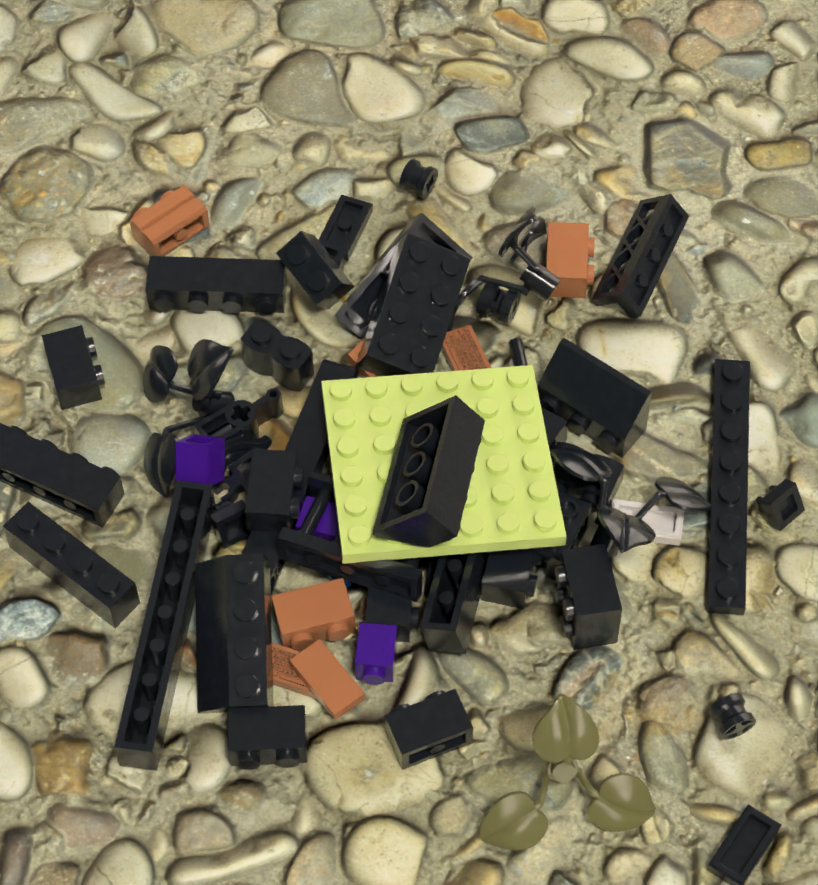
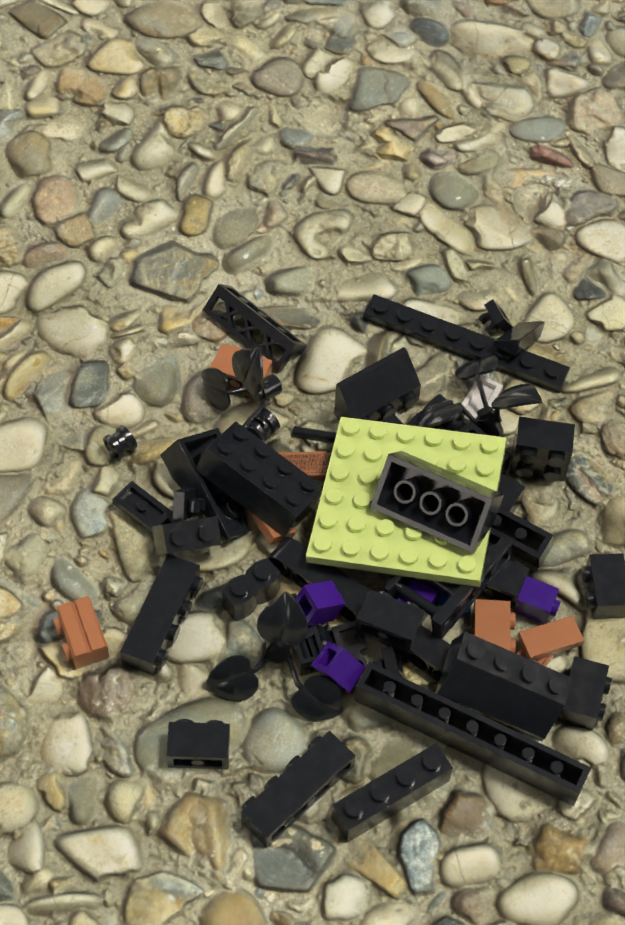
camera: 75 degrees left, 0 degrees up
(270, 415) = (320, 602): none -> dark purple brick
(356, 256) = (186, 504): none -> black tile
(758, 535) = (519, 337): none -> black slope

